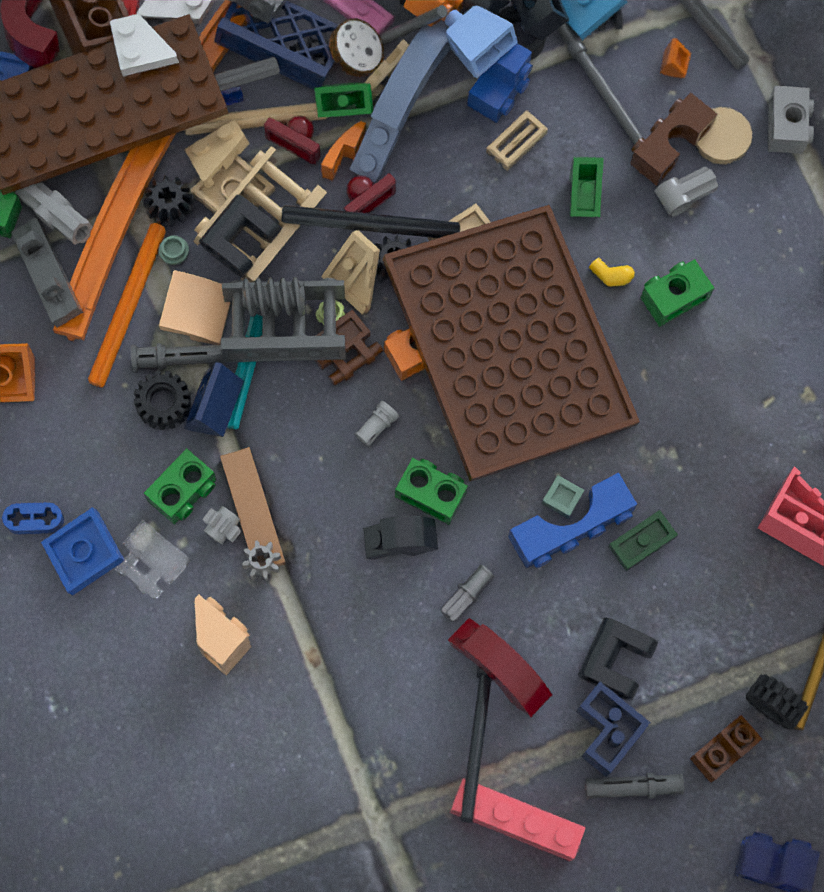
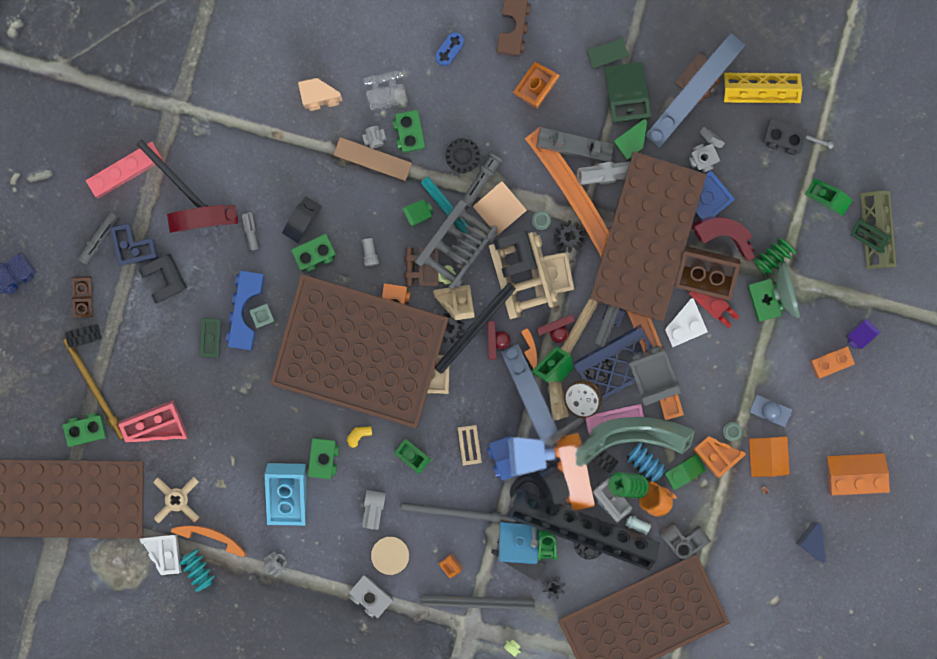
camera: 135 degrees right, 15 degrees up
(82, 551) = (412, 60): blue plate -> none
(126, 305) = (529, 176): orange axle -> none
(139, 46) = (660, 279): white wing -> none
(214, 401) = (441, 178): dark blue slope -> none
(217, 151) = (577, 280): tan wing -> none
(253, 560) = (342, 147): light grey gear -> none
(280, 397) = (418, 212): none -> green slope
(687, 120) = (409, 539): reddish brown arch -> none
(753, 304) = (285, 494): none -> medium azure slope

